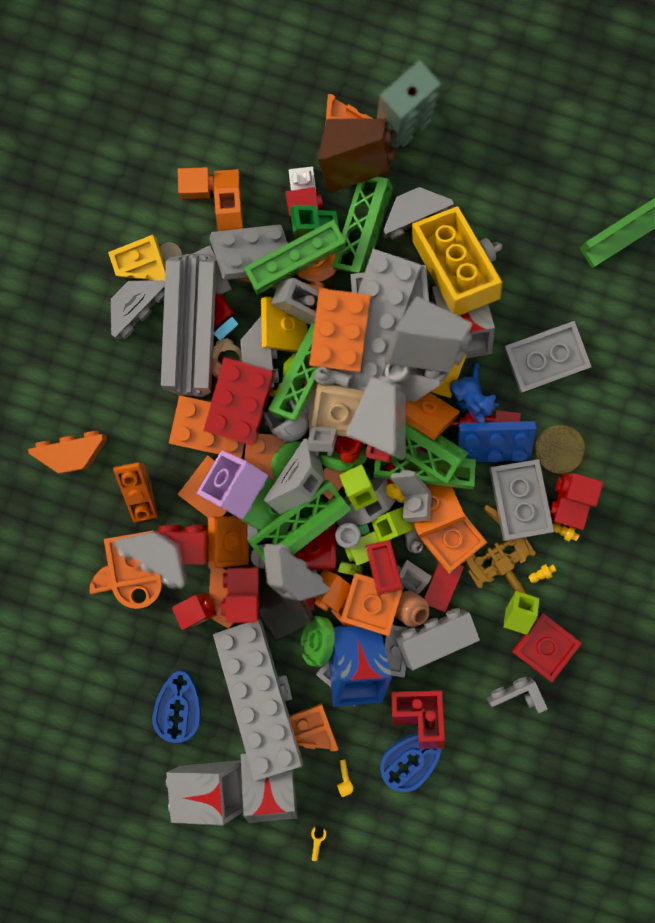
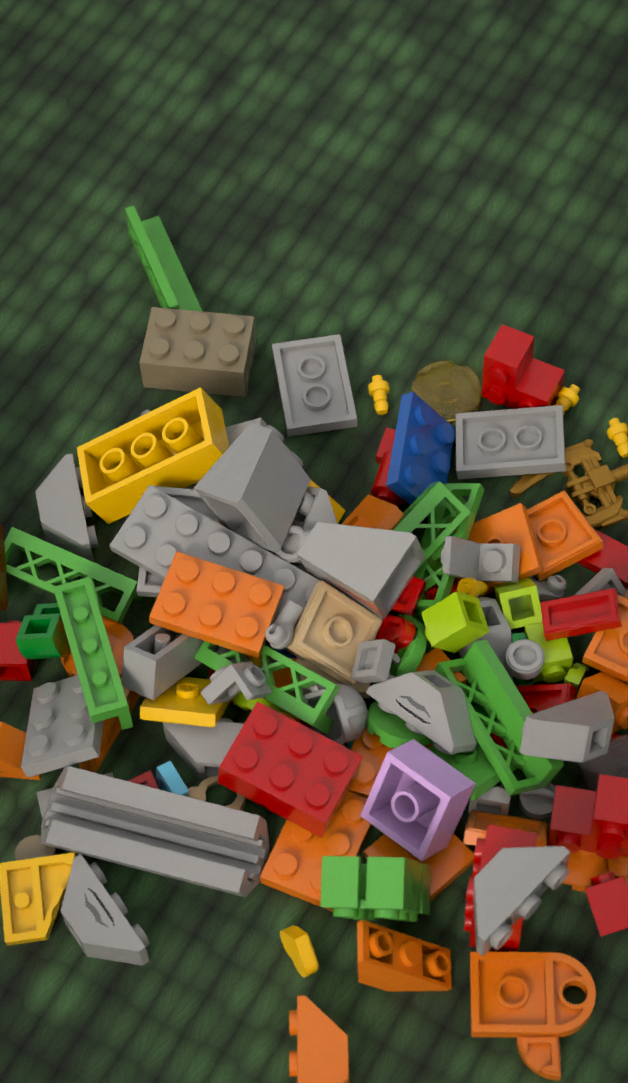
camera: 75 degrees left, 30 degrees down
(136, 429) = (300, 949): none -> yellow tile
(166, 469) = (380, 889): none -> bright green piece
(291, 359) = (235, 678): none -> light grey bracket
(470, 396) = (350, 475): blue animal -> none
(552, 402) = (378, 390): none -> yellow piece
(558, 270) = (198, 351): none -> dark tan brick

